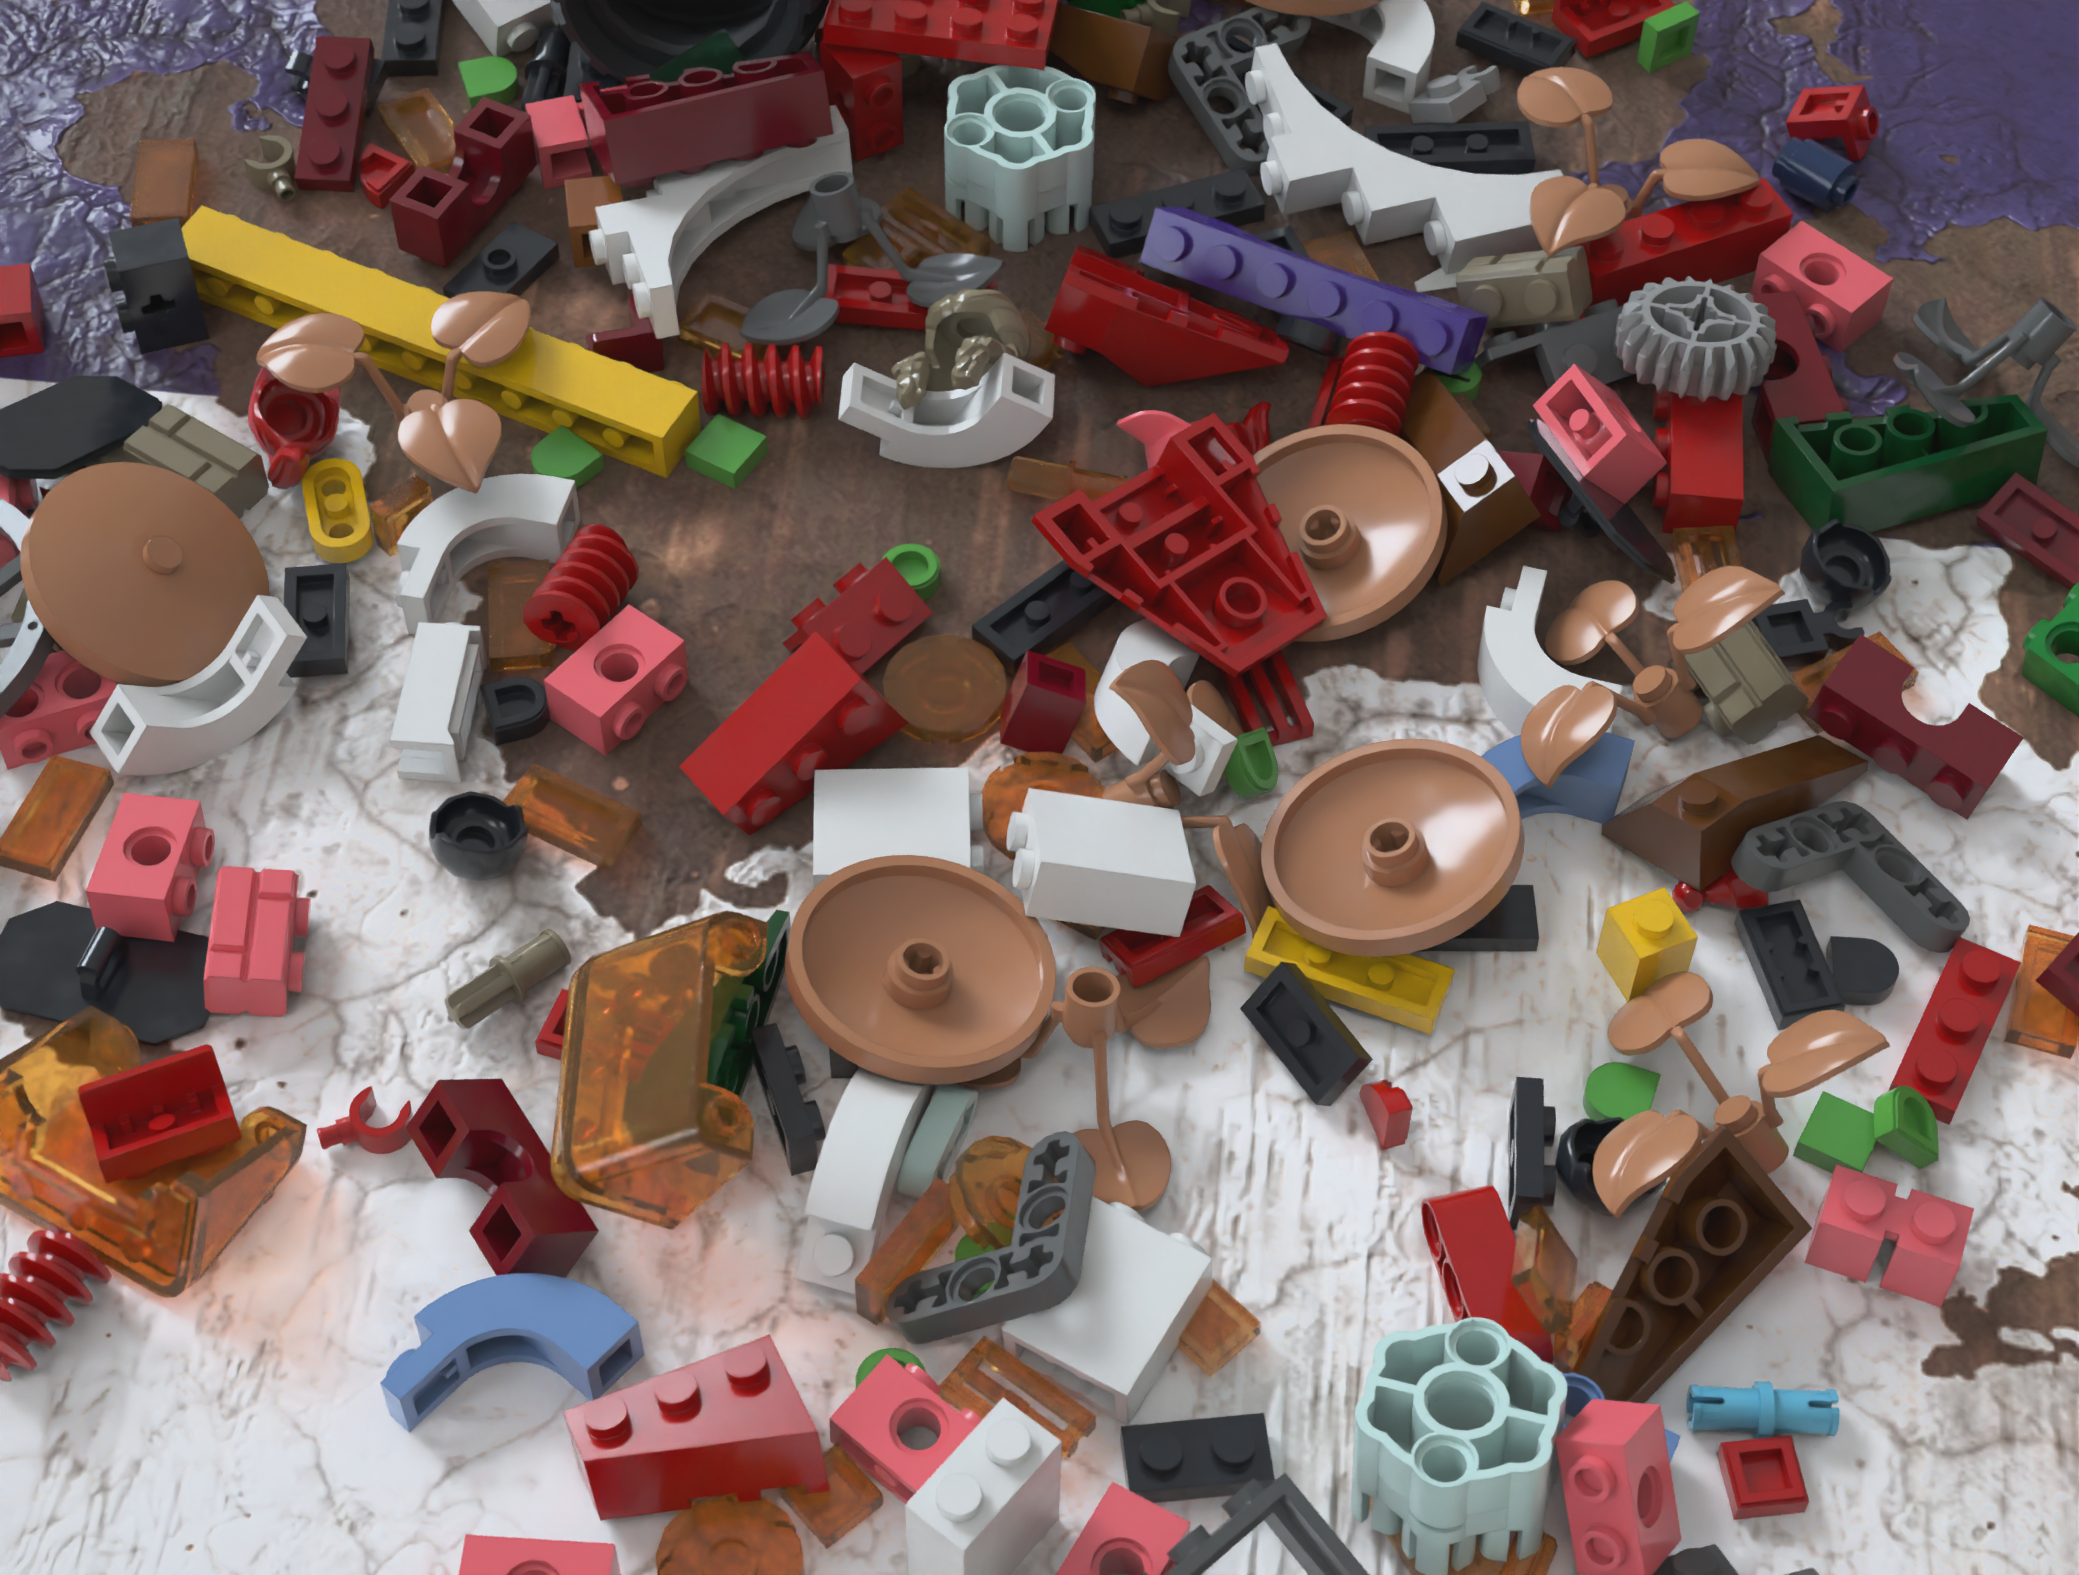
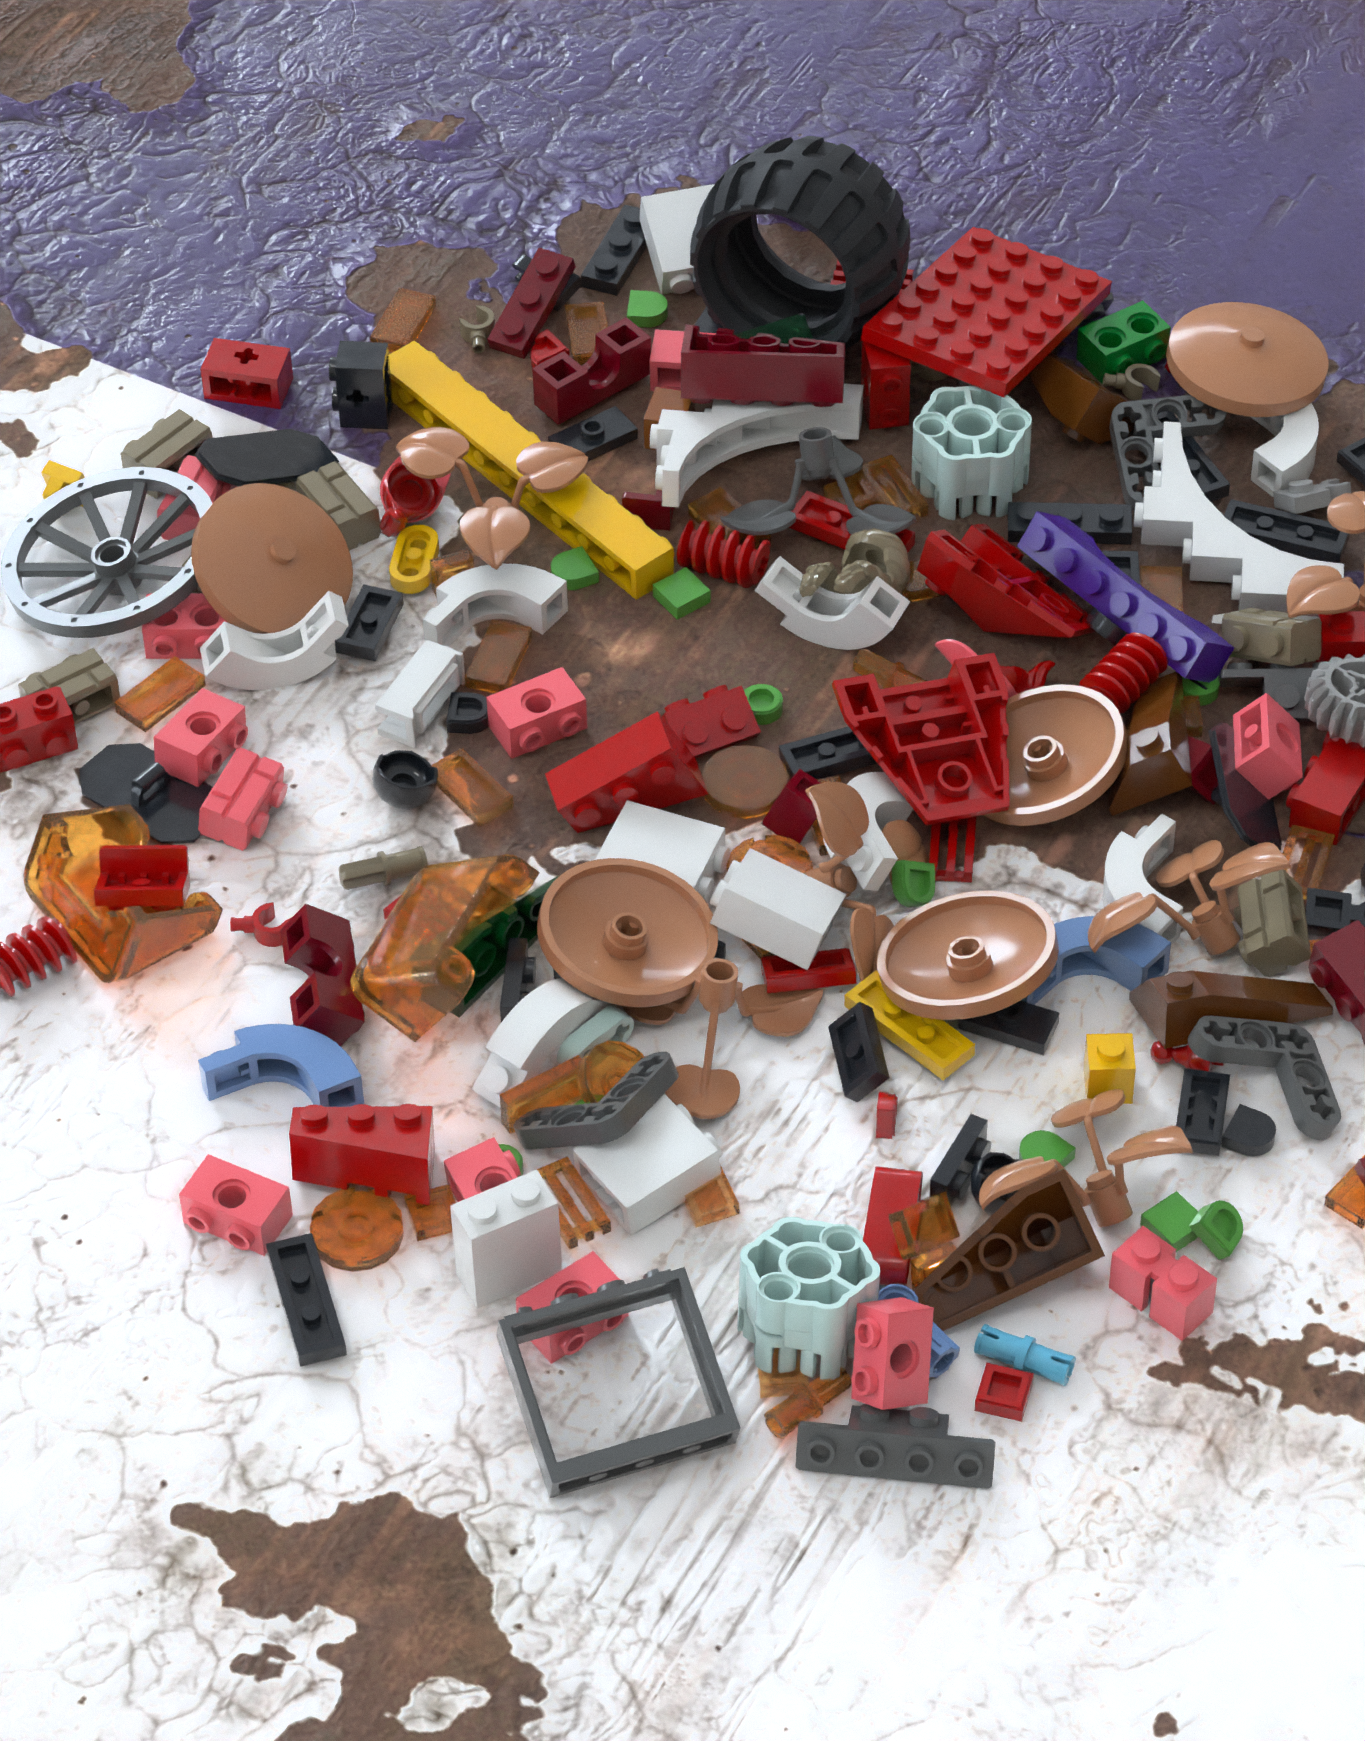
camera: 25 degrees right, 5 degrees down
(547, 69) = (684, 312): black axle -> none
(582, 588) = (539, 648): red piece -> none
(1196, 1457) = (640, 1254): black plate -> none
(1956, 1026) = (1292, 1185): red plate -> none

